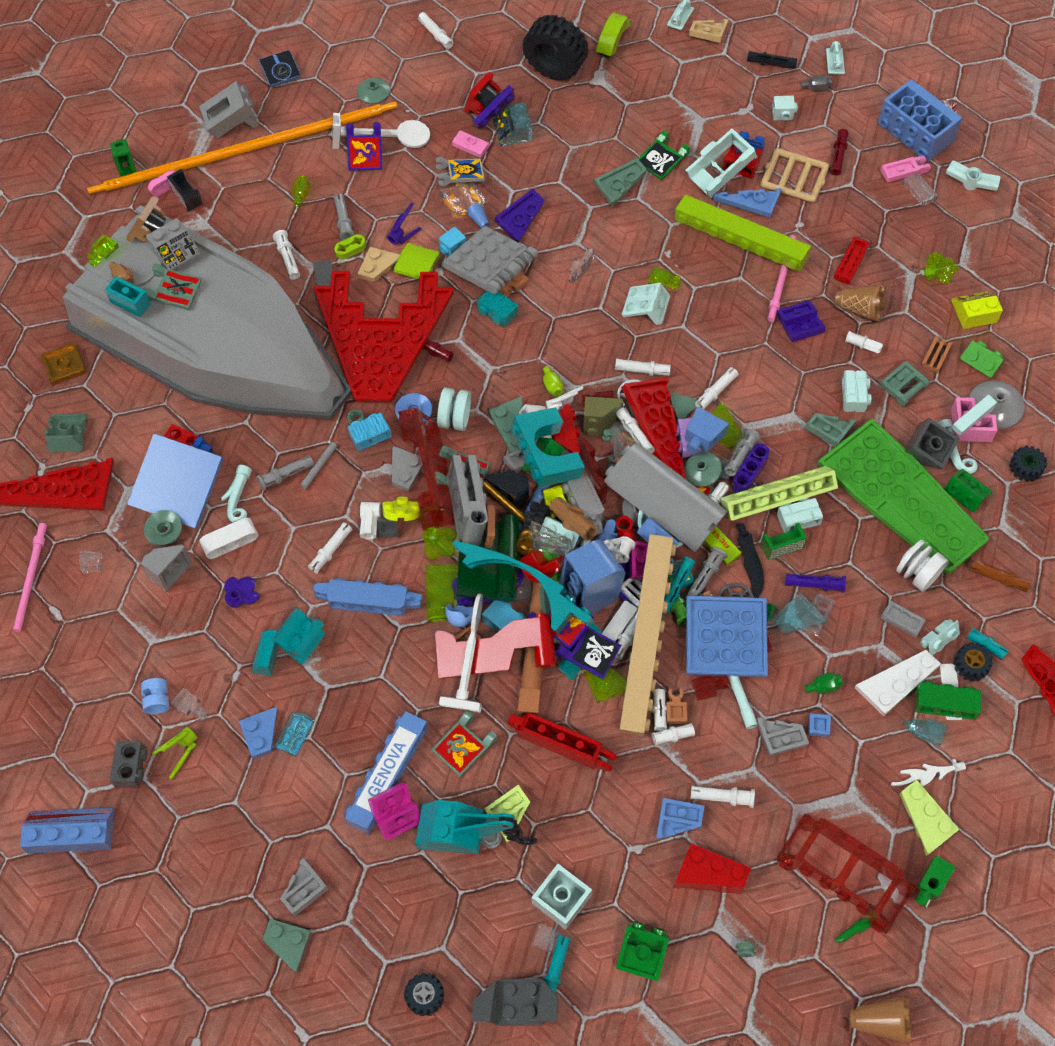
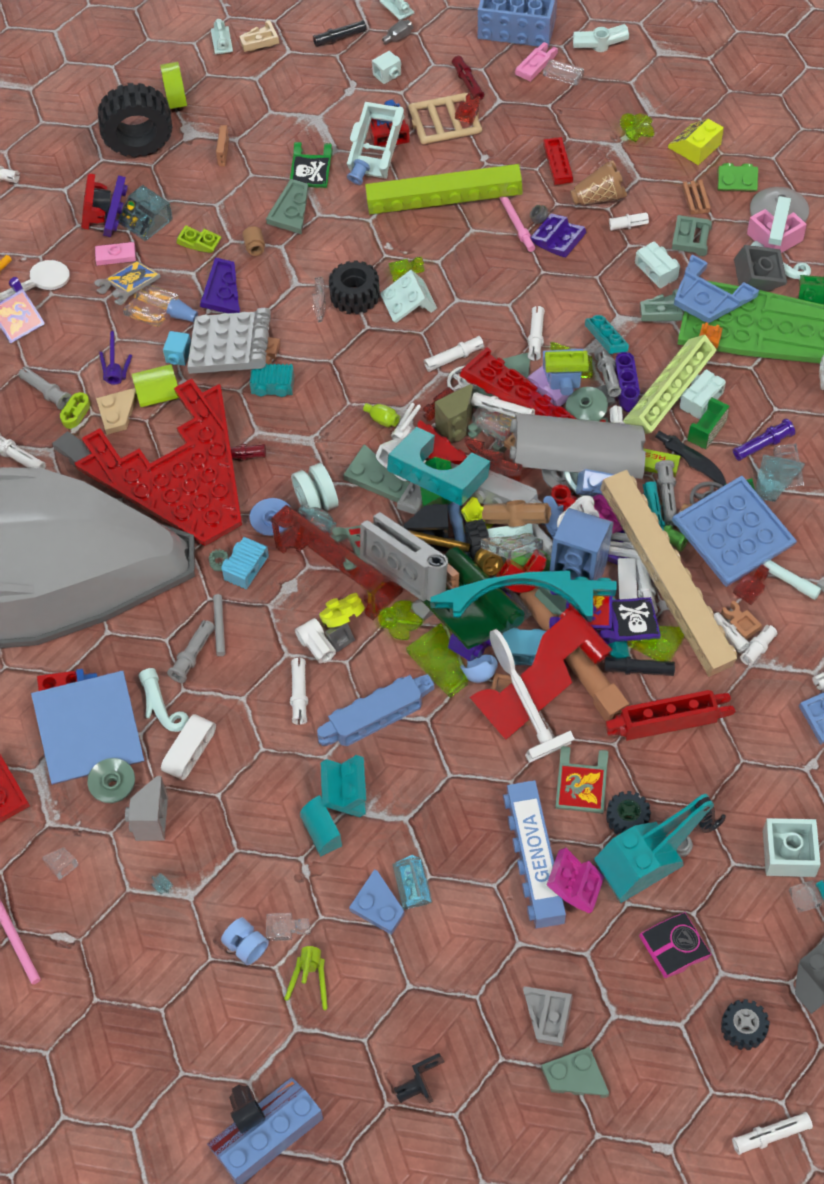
camera: 35 degrees left, 5 degrees down
(63, 809) = (246, 1110): none -> black piece
(122, 764) = (269, 1026): dark grey brick -> none
(138, 620) = (161, 883): none -> clear light blue plate
(184, 872) = (418, 1084): none -> black bracket
(240, 591) = (243, 789): dark purple plate -> none
(405, 468) = (308, 575): light grey wing -> none
(426, 905) = (675, 945): none -> black slope
(439, 431) = (318, 517): none -> clear light blue plant
(473, 783) = (624, 806): none -> black wheel
(513, 803) = (672, 800): yellowish green wing -> none
(534, 167) = (199, 241): none -> lime slope
(566, 684) = (629, 665): none -> black pin
(571, 191) = (253, 241): none -> medium nougat brick
(610, 103) = (222, 145): none -> nougat tile
(615, 260) = (354, 275): none -> black tyre
(691, 181) = (358, 171): none -> medium blue bush
(704, 426) = (566, 361): none -> lime plate
(753, 201) = (427, 159): medium blue wing -> none
(765, 423) = (606, 334): none -> teal tile
(799, 295) = (539, 214): none -> flat silver plate
(815, 179) = (468, 110): none -> clear red plate
(844, 473) = (712, 332): none -> orange tile
(864, 442) = (706, 299): none -> medium blue wing

